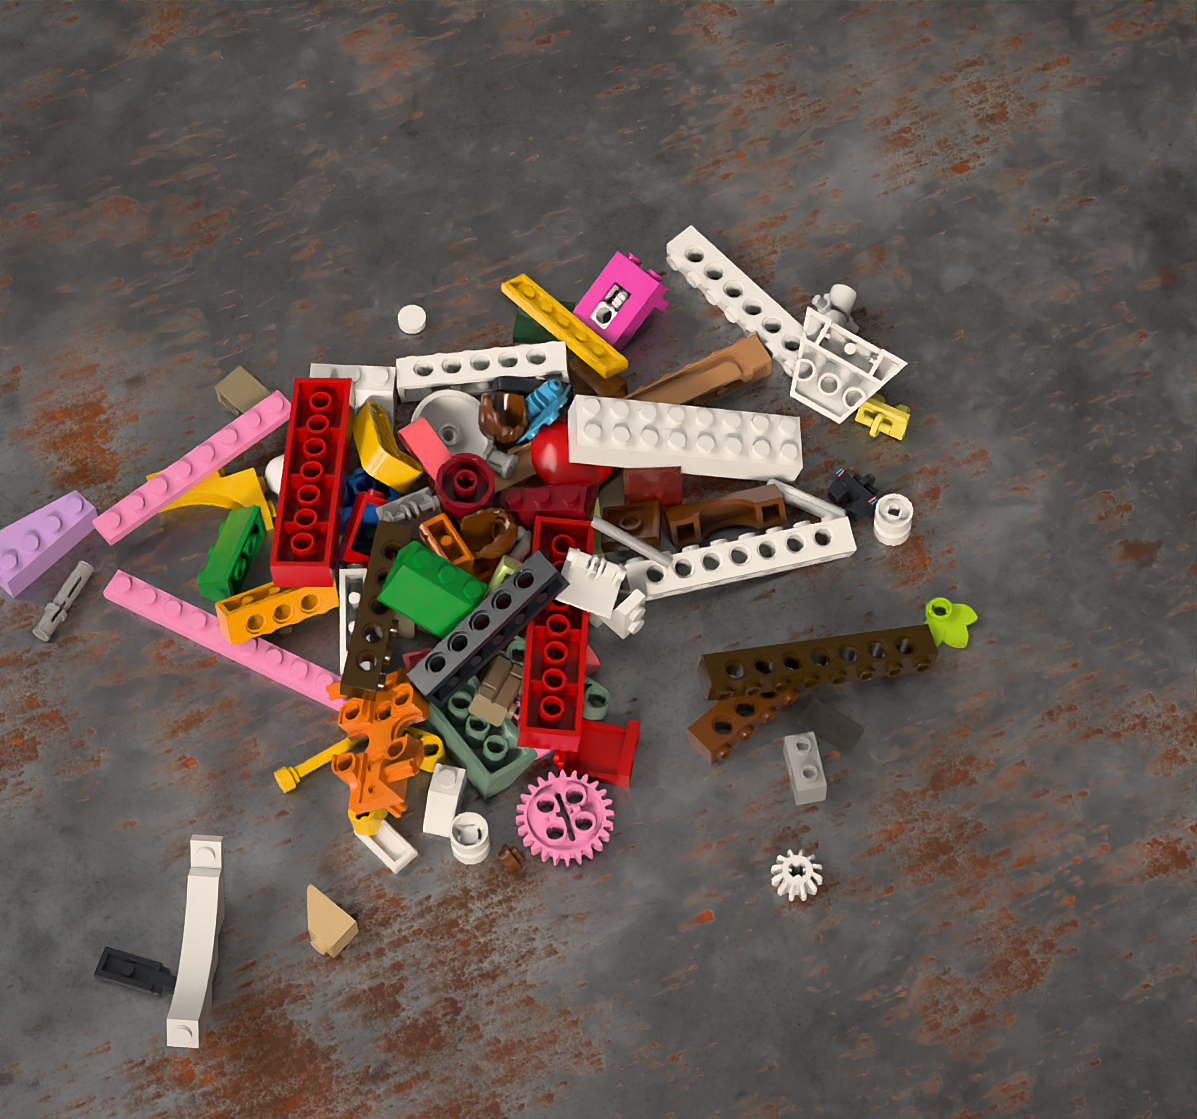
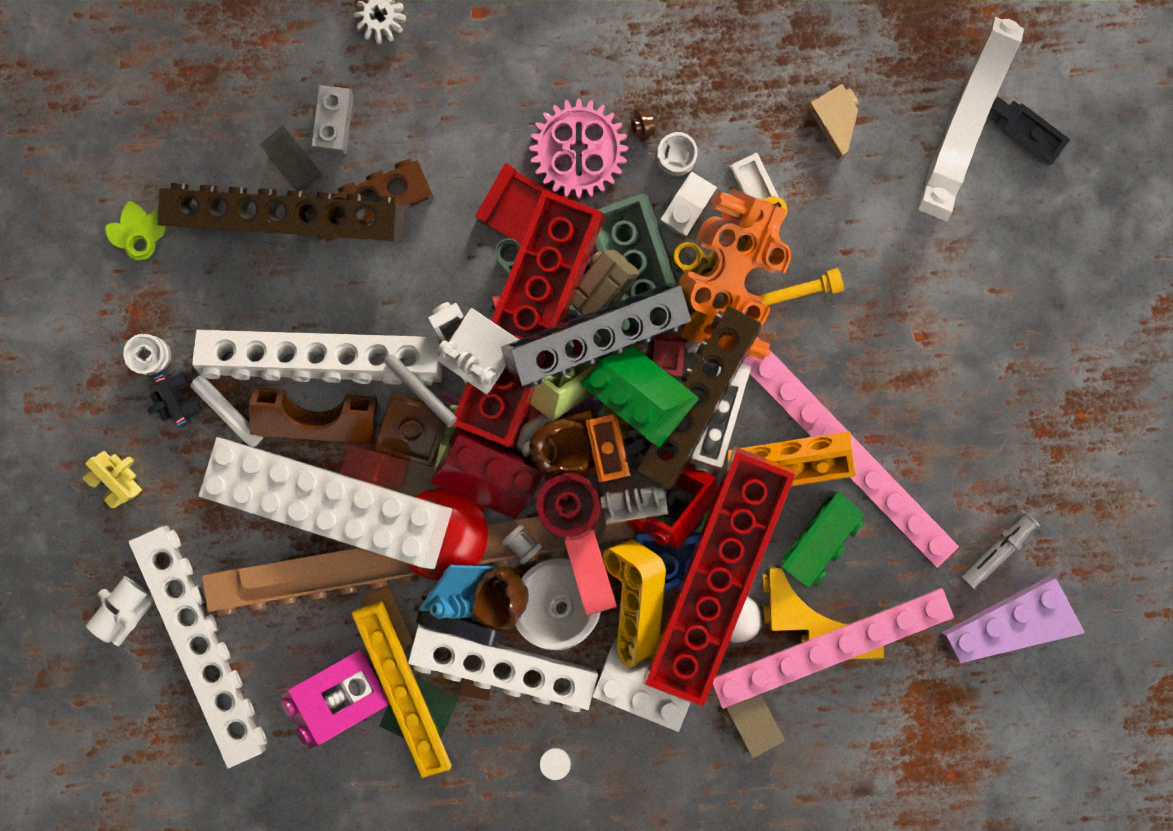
camera: 165 degrees left, 25 degrees up
(838, 368) = (136, 531): white wedge -> none

